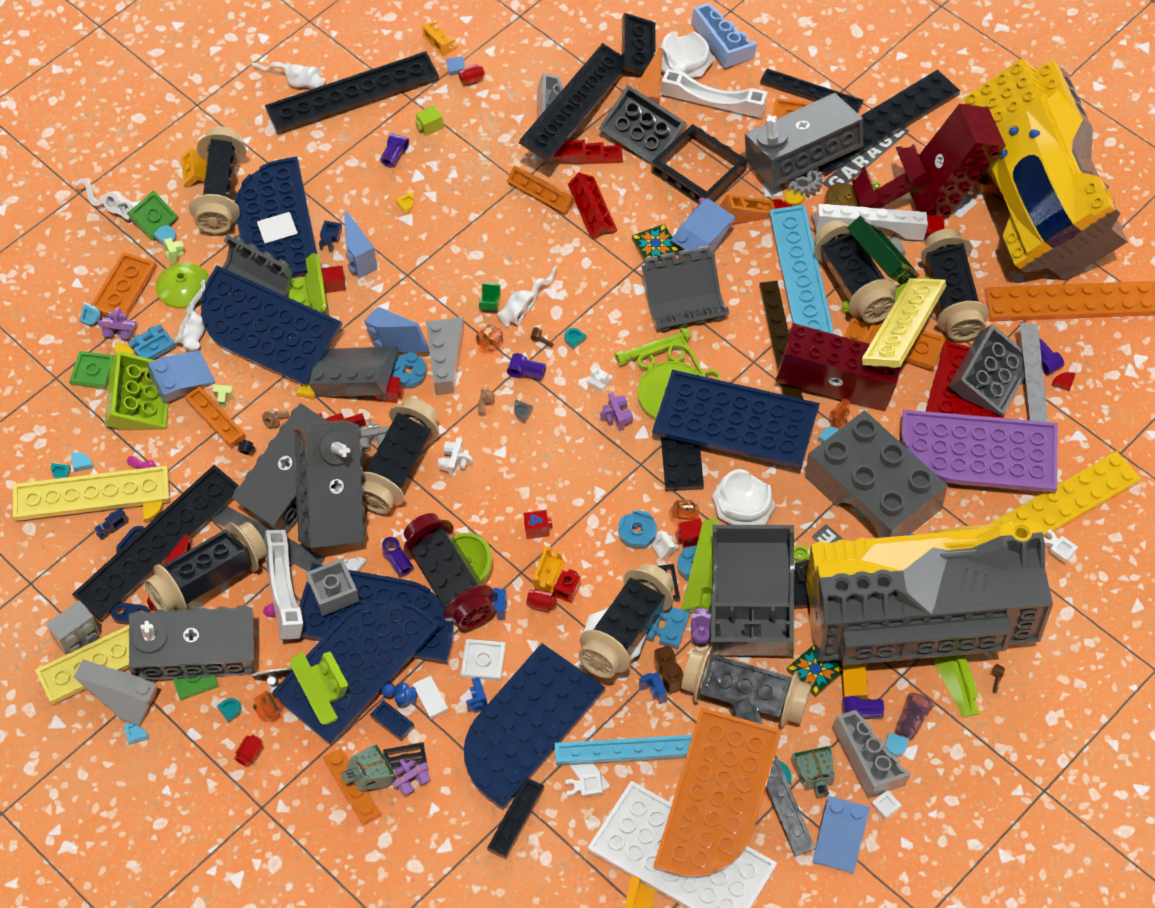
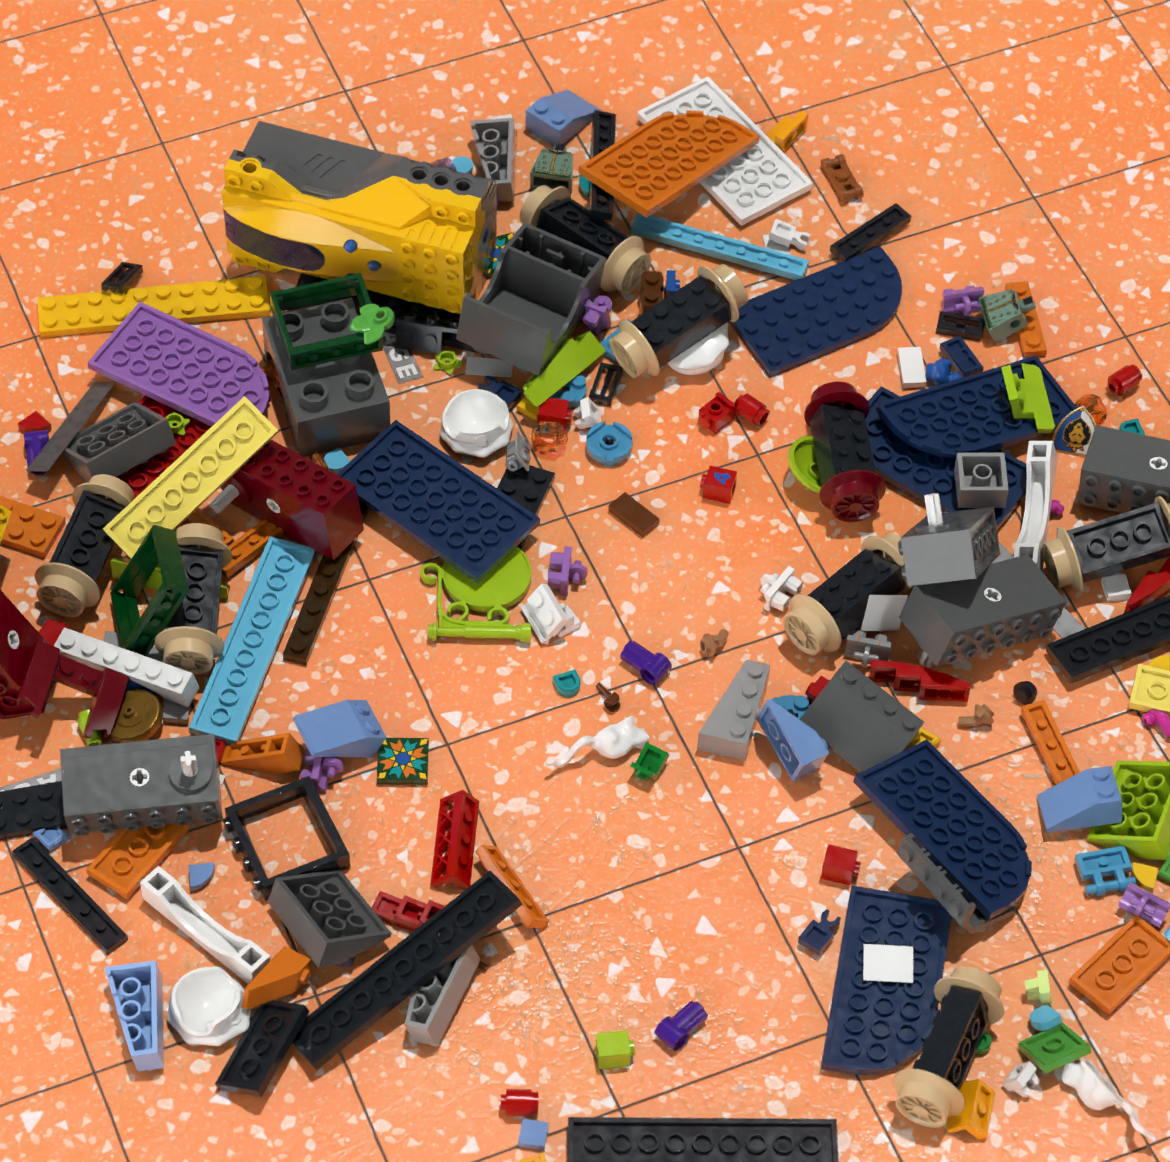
camera: 160 degrees left, 5 degrees down
(170, 193) = (1019, 1077): none -> white tile
(179, 292) = (1030, 952): lime dish -> none
(192, 325) = (1047, 871): white animal -> none
(223, 394) = (1031, 766): yellowish green tile -> none
(309, 289) = (876, 859): lime plate -> none
(359, 249) = (792, 875): medium blue slope -> none
(396, 557) = (893, 510): dark purple piece -> none
(406, 203) = (697, 946): yellow tile -> none
(478, 699) = (863, 341): blue bracket -> none
(483, 660) = (837, 370): white tile -> none
(489, 338) = (674, 711): clear orange head -> none
(500, 603) = (796, 423): blue bracket -> none
(522, 410) = (673, 620): flat silver tile -> none
(548, 570) = (731, 437): light orange hinge -> none
(565, 871) = (841, 179): none -> dark orange plate
(590, 480) = (633, 514): none -> reddish brown tile
(613, 370) = (544, 613): none -> white plate
(683, 288) = (409, 666): dark grey hinge -> none
(695, 479) = (518, 453): none -> light grey hinge
(739, 130) = (200, 875): none -> medium blue tile
(849, 473) = (372, 322): none -> bright green plate
(868, 456) = (315, 293): none -> dark green window
(963, 404) = (181, 423): none -> lime plate
(1060, 548) = (173, 266): white plate -> none
(1083, 521) = (125, 276): none -> black tile

